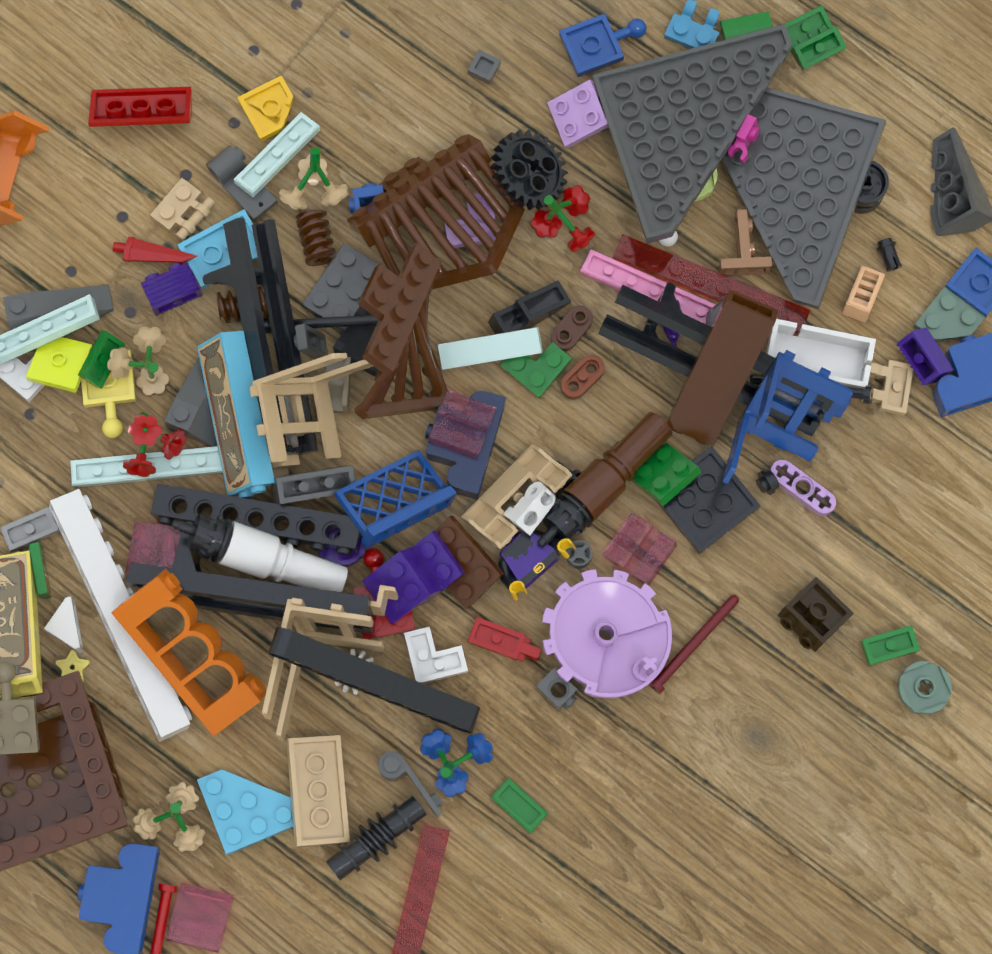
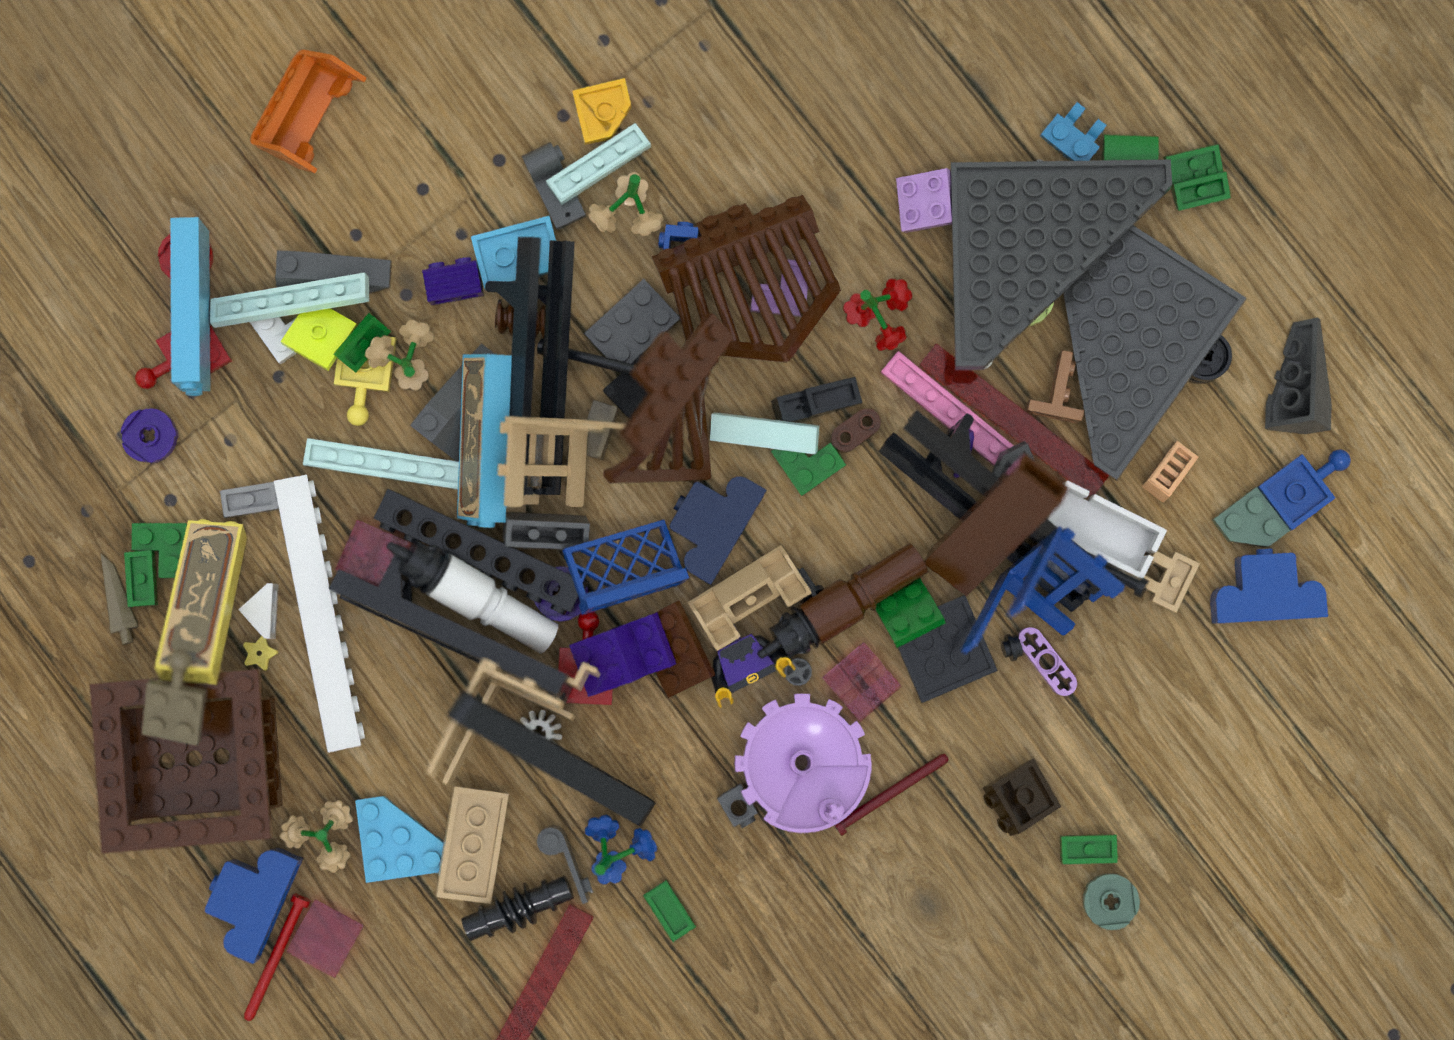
camera: 20 degrees right, 10 degrees up
(40, 570) = (249, 546): green tile -> none
(140, 106) = (469, 75): red slope -> none
(145, 433) = (385, 437): red plant -> none
(148, 252) = (433, 233): red bar -> none
(165, 592) = (363, 613): orange fence -> none
(177, 204) = (482, 191): tan plate -> none
(310, 341) = (581, 380): dark grey plate -> none
(314, 238) = (614, 265): reddish brown piece -> none
(428, 663) = (614, 742): white plate -> none
(462, 424) = (713, 508): clear pink slope -> none
(484, 67) = (840, 122): dark grey plate -> none
(502, 641) = (696, 740): red hinge -> none
(531, 507) = (760, 616): white leg -> none
(533, 166) = (856, 250): black gear -> none
(579, 376) = (852, 486): copper plate -> none
(595, 45) = (963, 127): blue plate -> none
(747, 133) = (1095, 272): dark pink plate -> none
(889, 254) = (1209, 436): black pin -> none
(925, 356) = (1213, 559): dark purple brick -> none

